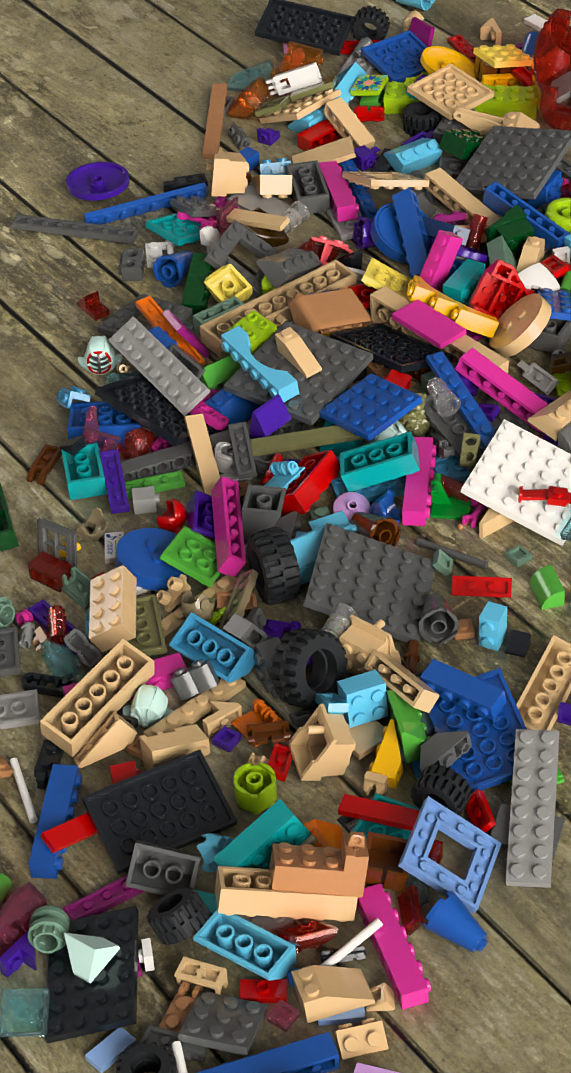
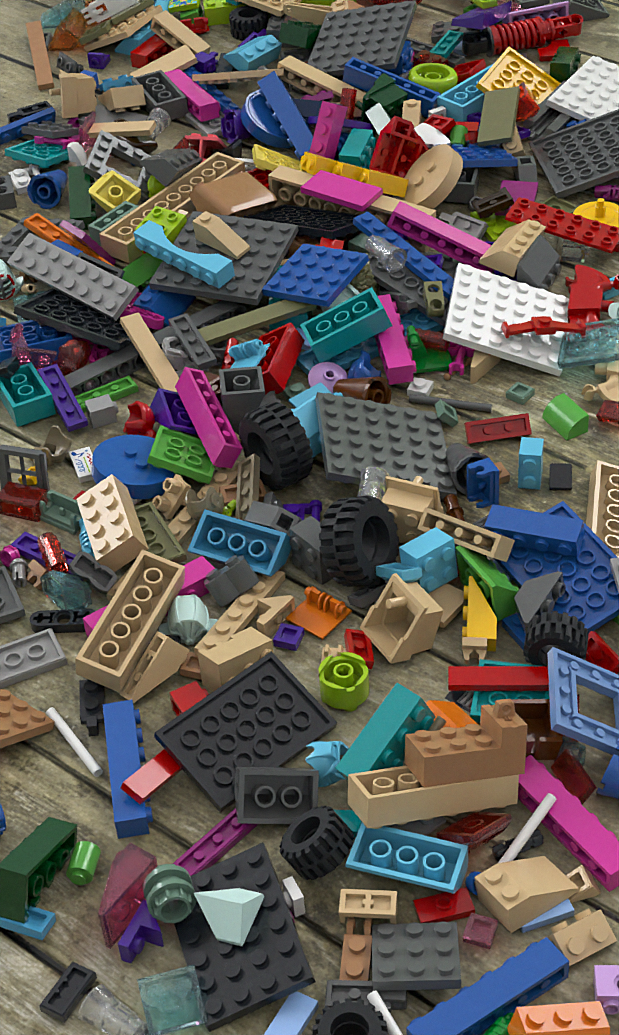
camera: 15 degrees left, 0 degrees up
(261, 733) = (329, 621): reddish brown hinge -> none
(268, 418) = (211, 304): dark purple slope -> none
(431, 532) = (420, 387): none -> white plate
(443, 636) = (483, 483): none -> blue hinge

